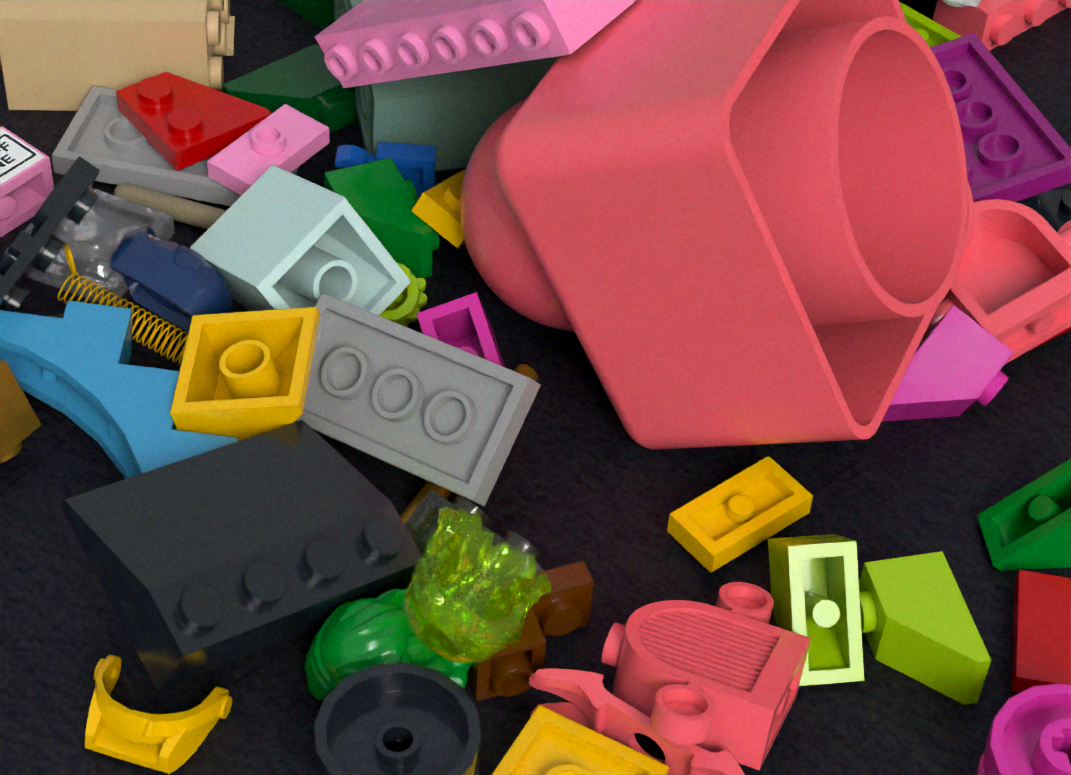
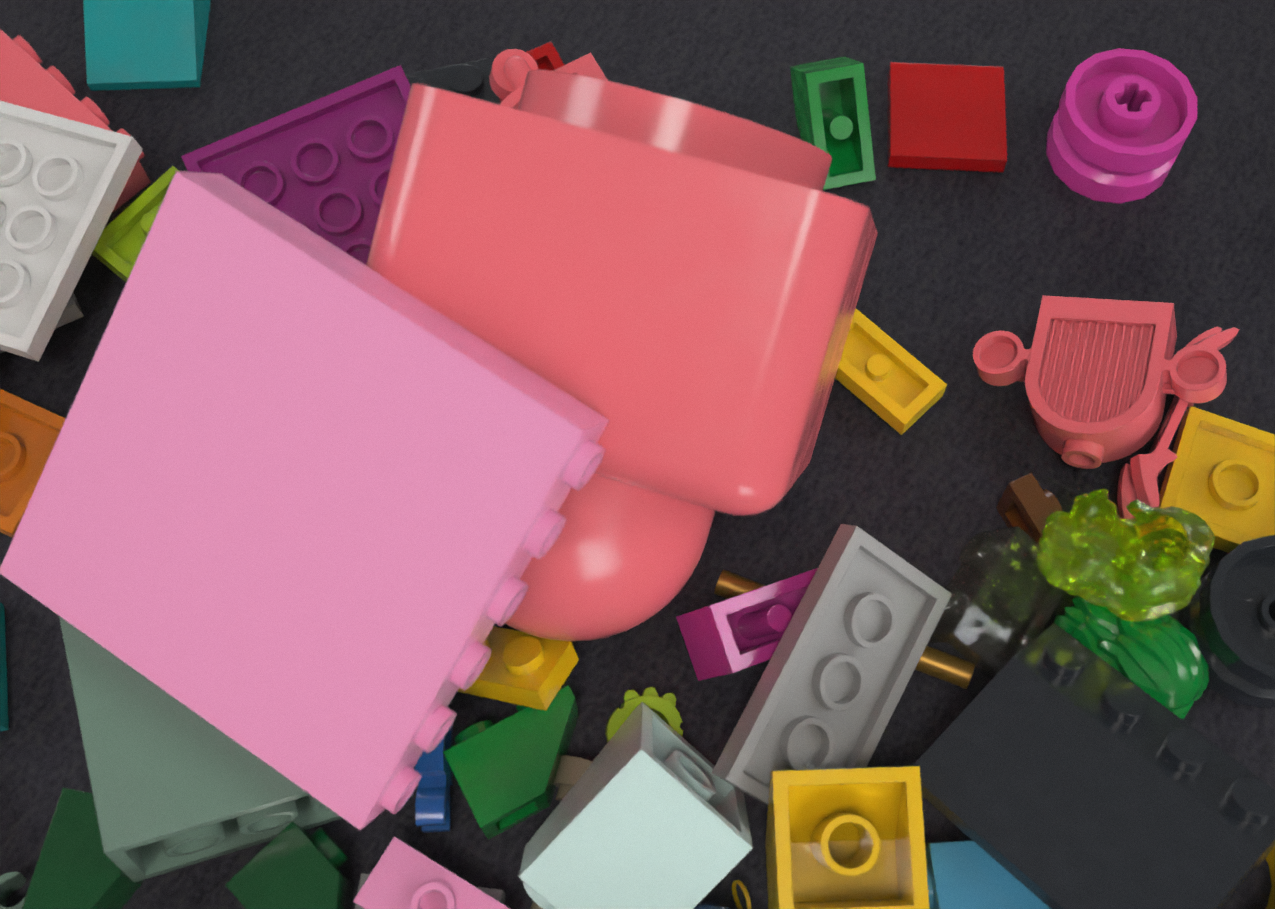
camera: 90 degrees left, 20 degrees up
(819, 598) = (970, 298): lime slope -> none
(923, 624) = (970, 223): lime slope -> none

